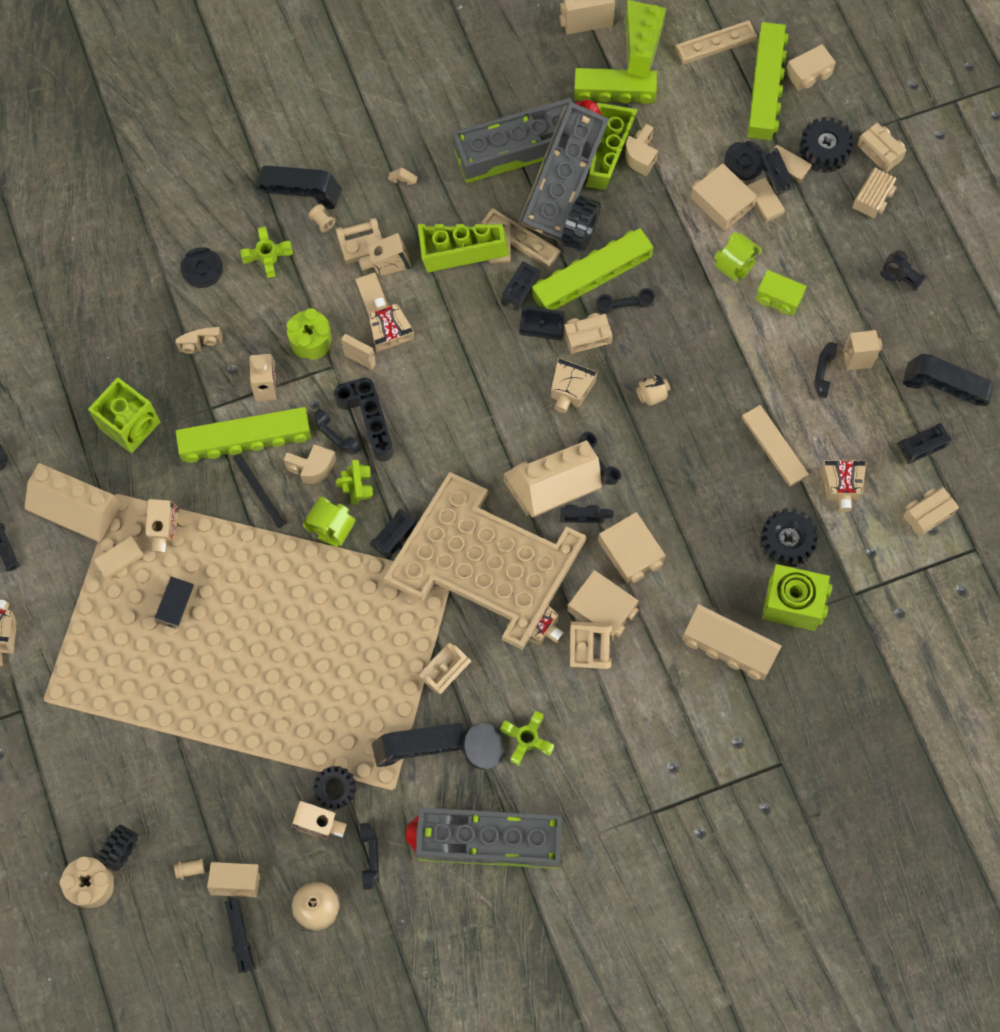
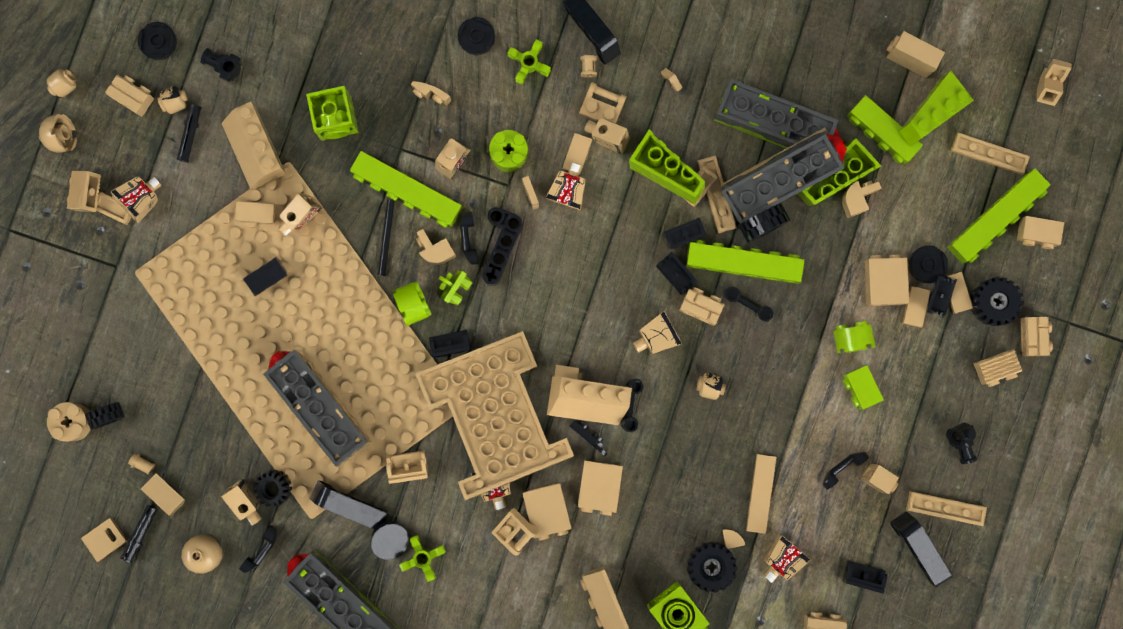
camera: 35 degrees right, 15 degrees up
(205, 976) = (100, 542): none -> tan piece
(315, 675) = (315, 406): none -> dark grey piece
(784, 501) = (732, 539): none -> tan tile
(938, 335) = (946, 508): none -> tan tile

